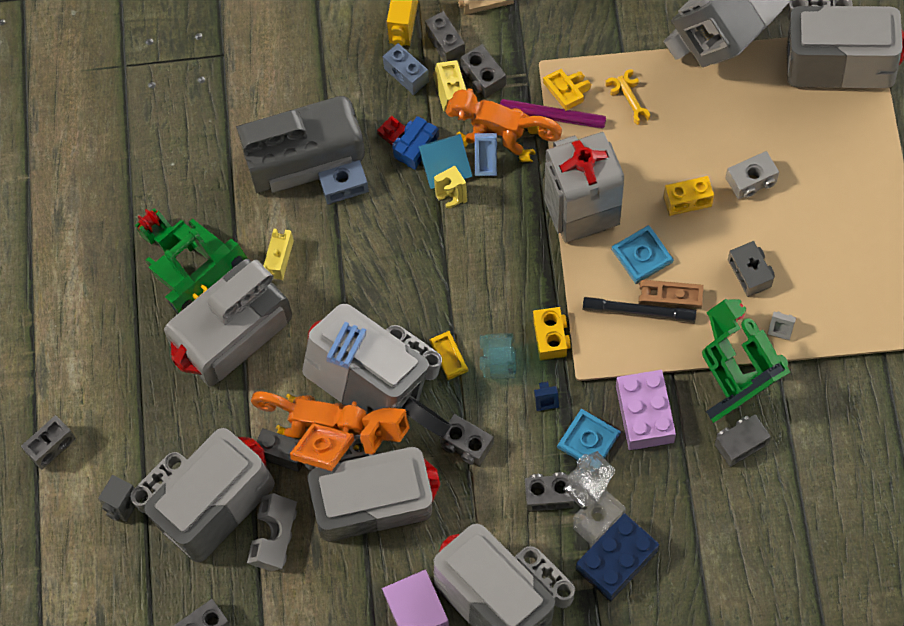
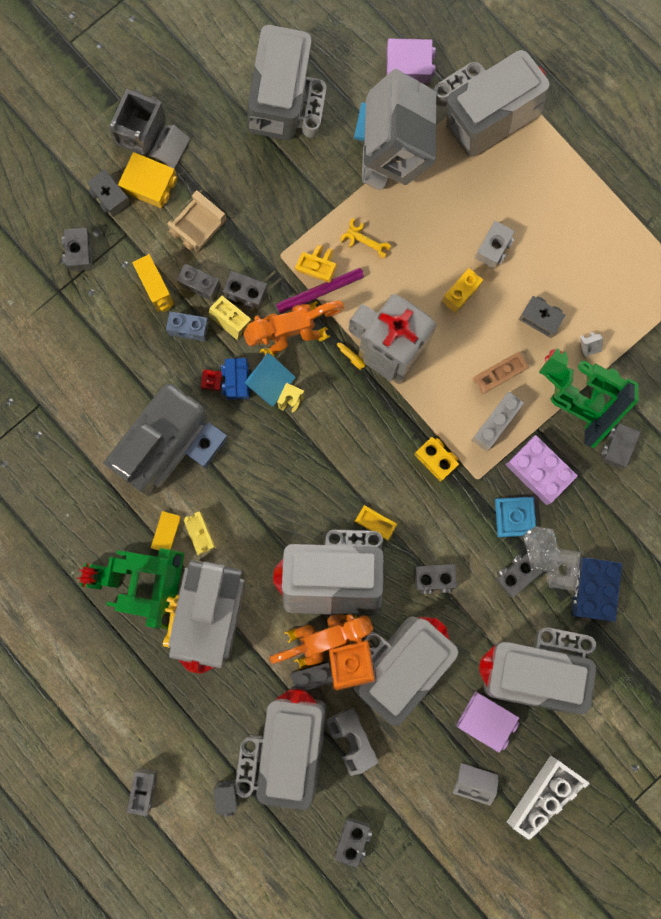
camera: 45 degrees left, 15 degrees up
(250, 232) = (166, 531): none -> yellow tile
(352, 331) = (313, 565): medium blue tile -> none
(381, 425) = (381, 617): orange brick -> none
(426, 417) = (393, 587): black tyre -> none
(485, 154) = (296, 355): light blue tile -> none
(499, 356) = (415, 501): clear light blue brick -> none
(540, 198) = (355, 359): none -> yellow piece
(546, 397) = (466, 508): dark blue tile -> none
(619, 337) = (497, 421): none -> light grey arch
(642, 254) = (458, 356): dark azure tile -> none
(676, 314) = (459, 413): black piece -> none

